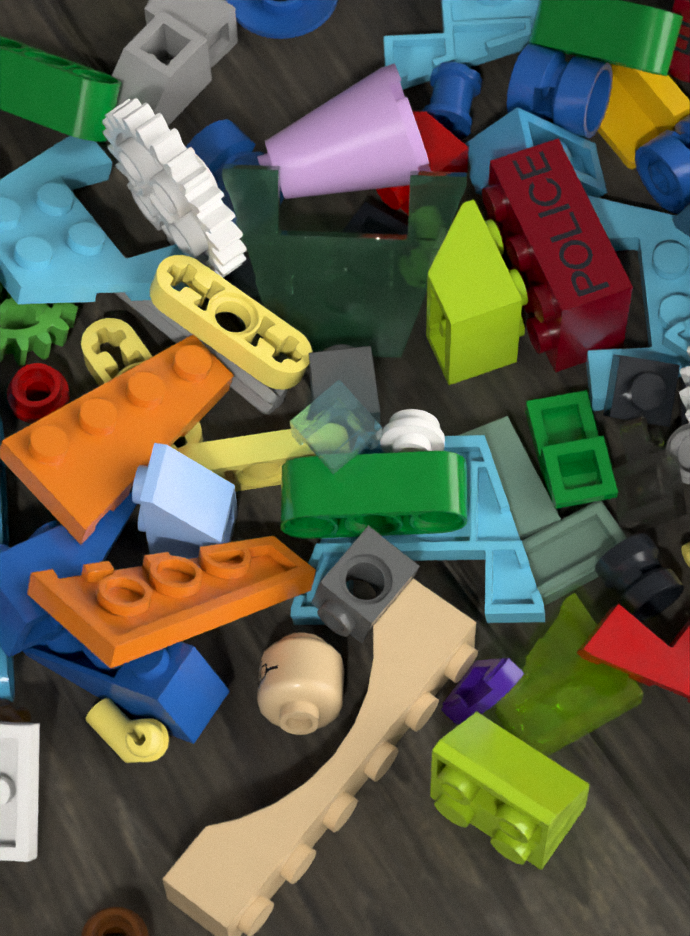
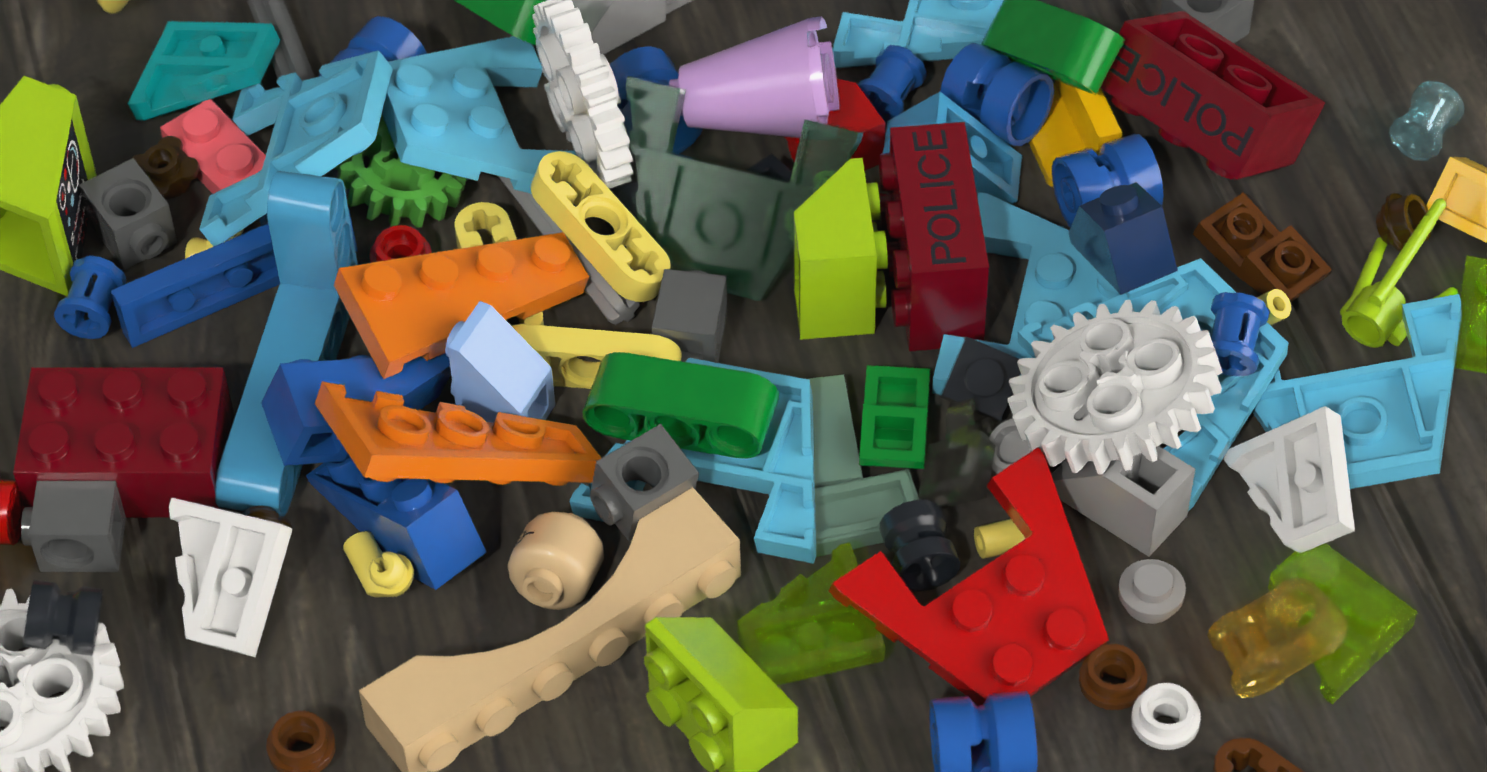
camera: 15 degrees right, 10 degrees down
(336, 427) = (659, 328): clear light blue panel -> none
(412, 432) = (736, 352): white plate -> none
(481, 688) = (734, 602): dark purple tile -> none

